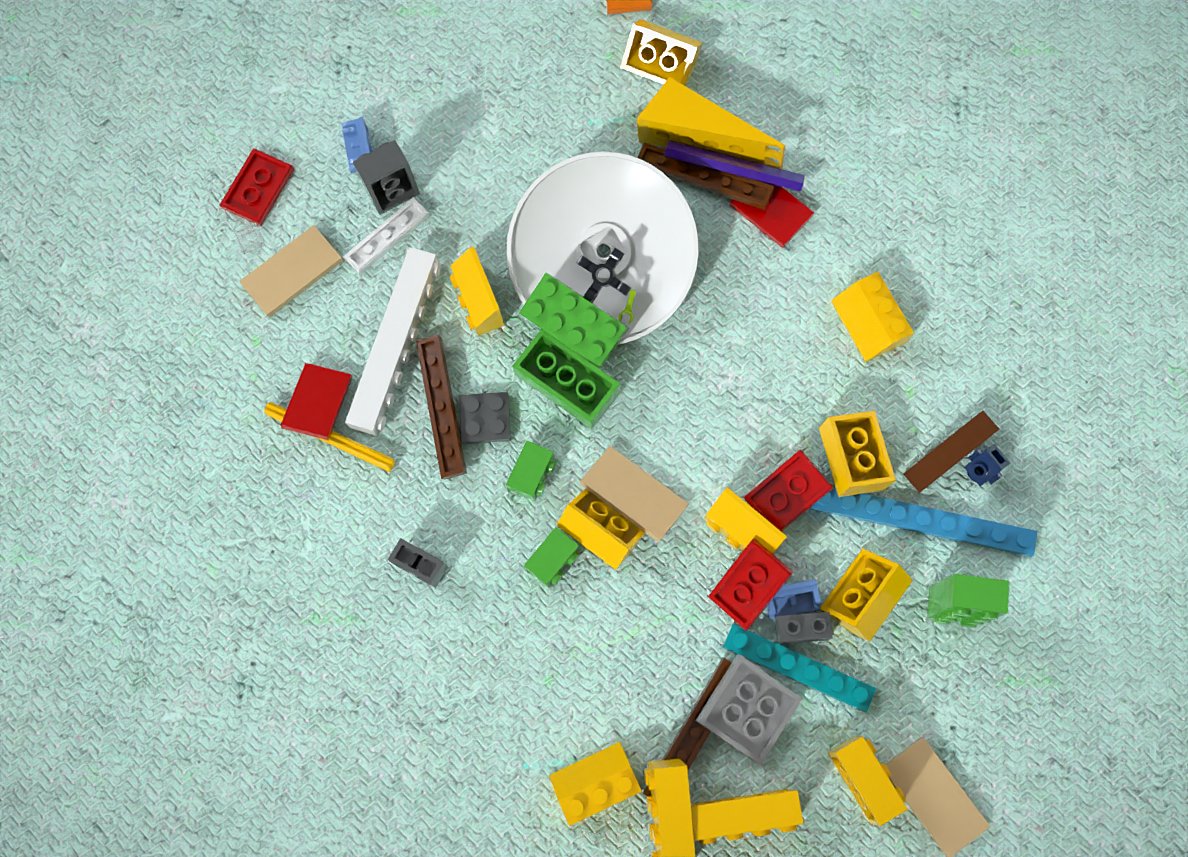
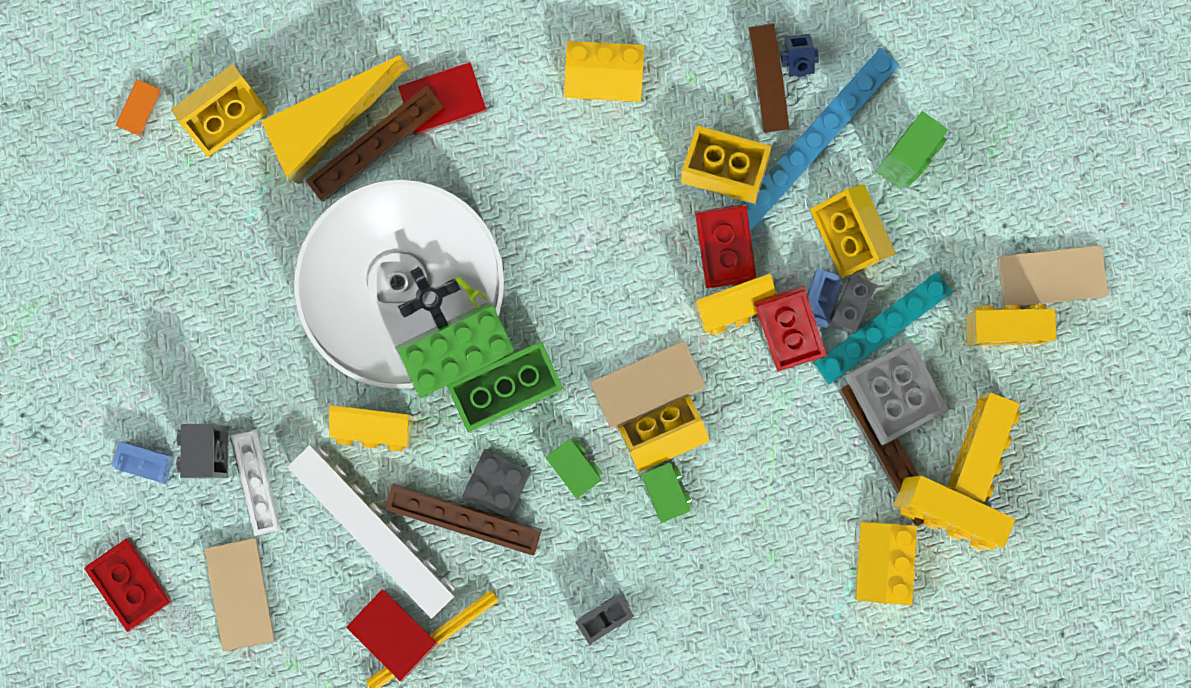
camera: 65 degrees left, 10 degrees up
(734, 165) = (382, 109): dark purple tile -> none

